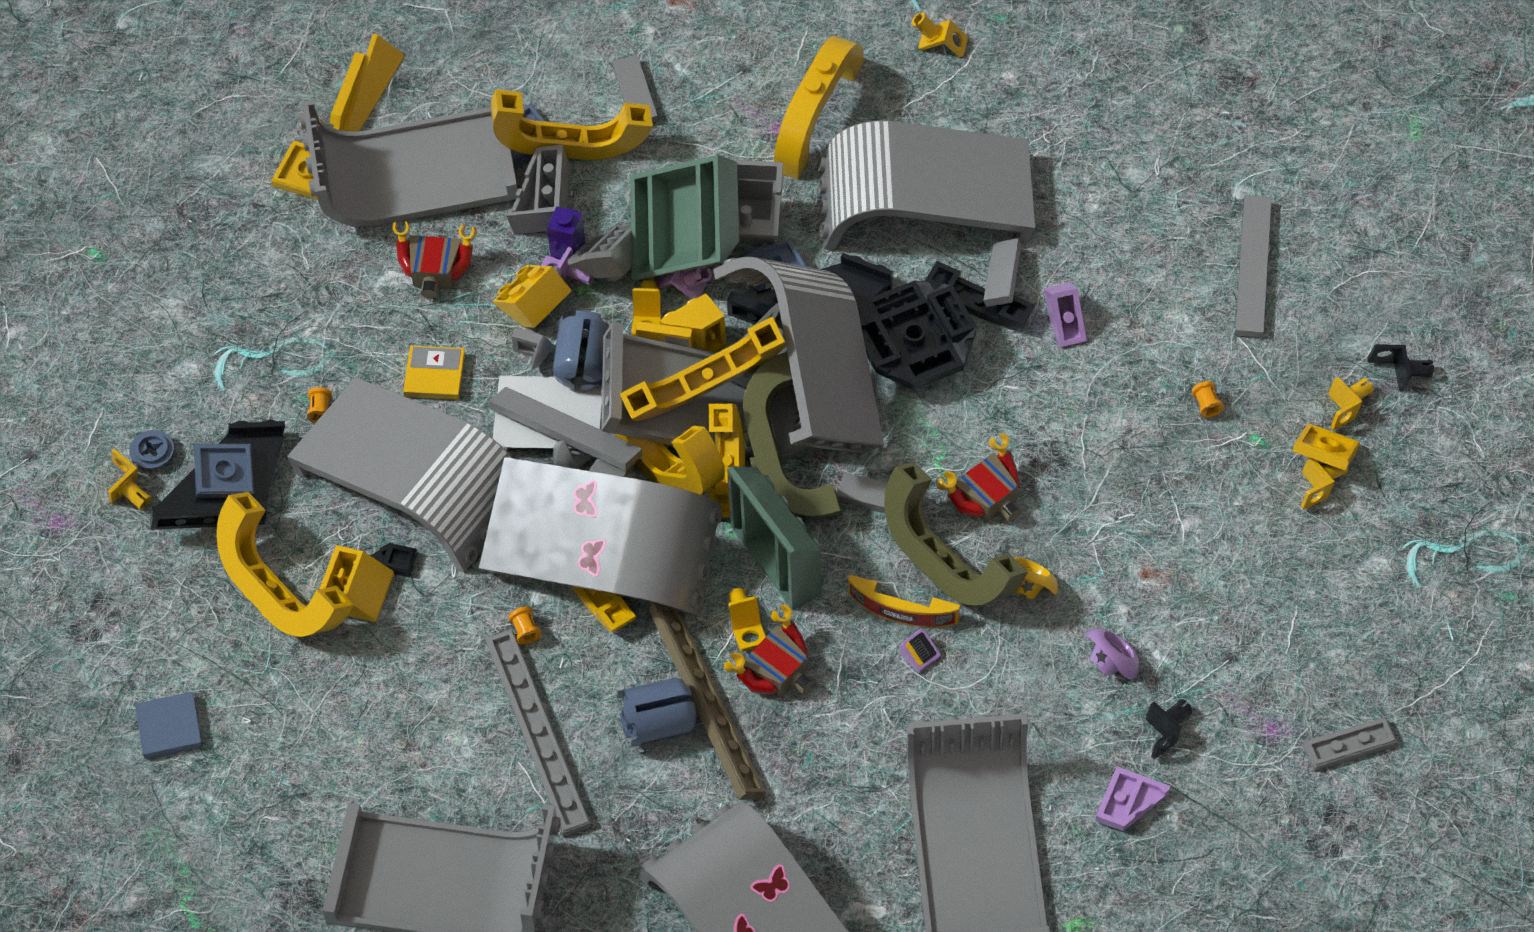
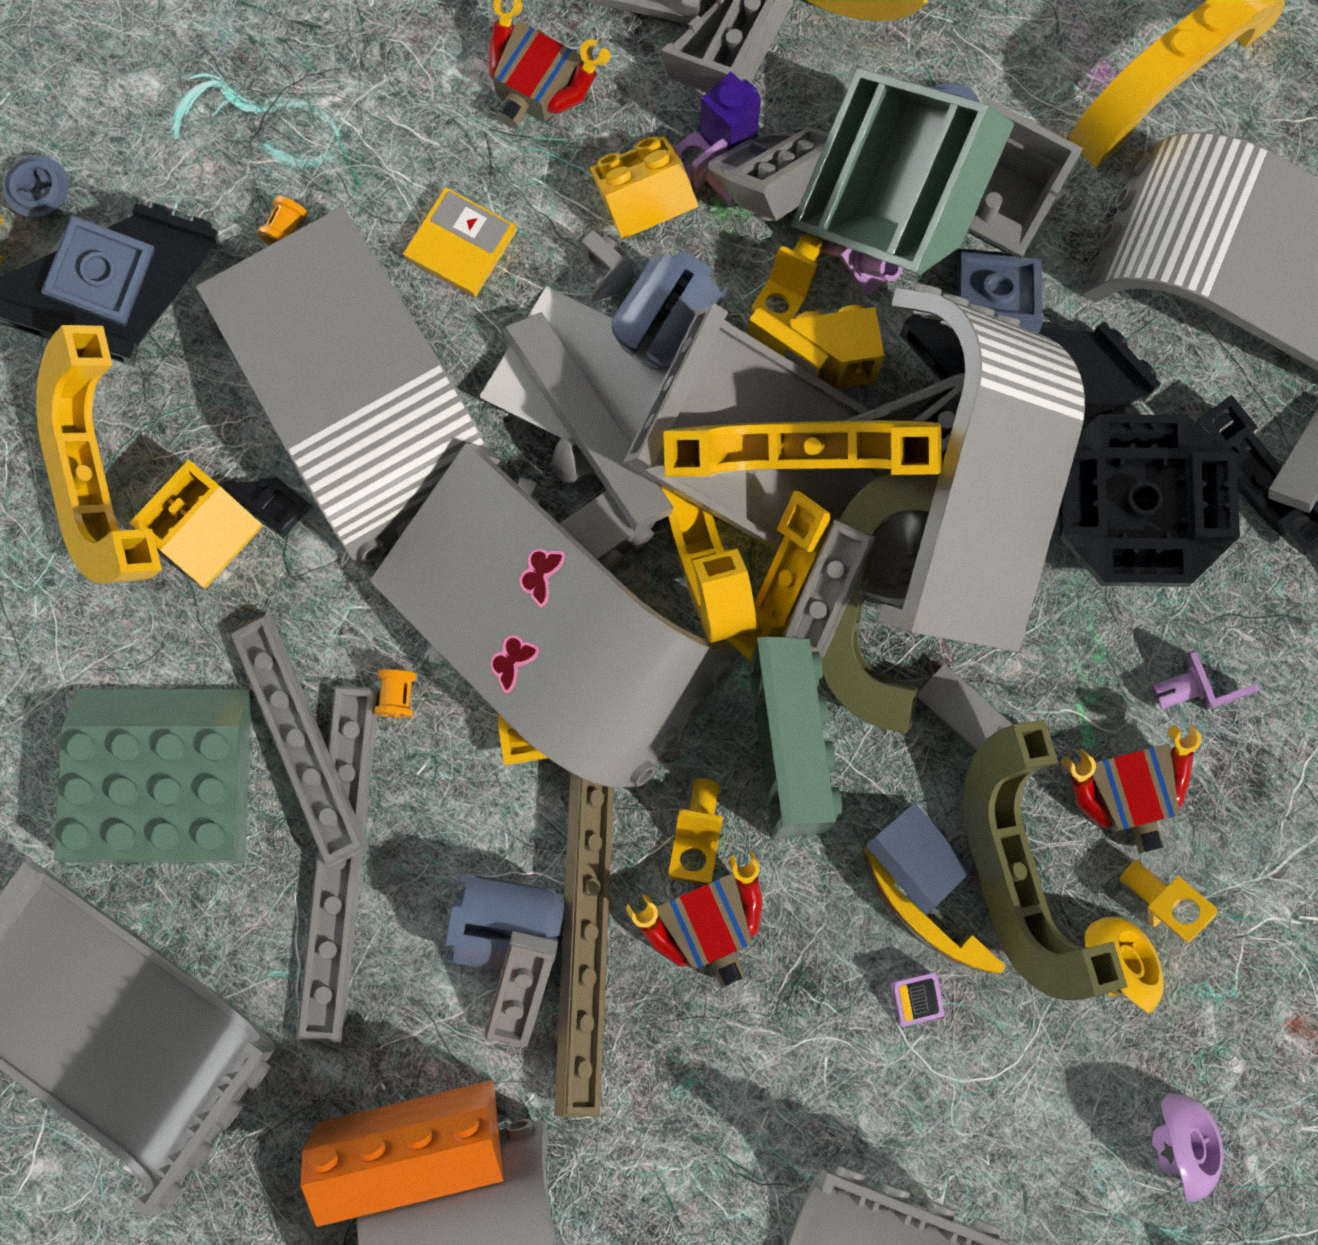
camera: 25 degrees right, 20 degrees up
(404, 734) = (154, 776): none -> sand green slope
(479, 674) = (298, 741): none -> light grey tile
(661, 838) = (402, 1154): none -> orange slope
(684, 735) = (520, 988): none -> light grey tile
(755, 438) = (830, 585): none -> light grey tile
(881, 573) = (919, 858): none -> sand blue tile
(996, 420) = (1193, 685): none -> lavender bracket
(1034, 534) = (1165, 898): none -> yellow bracket

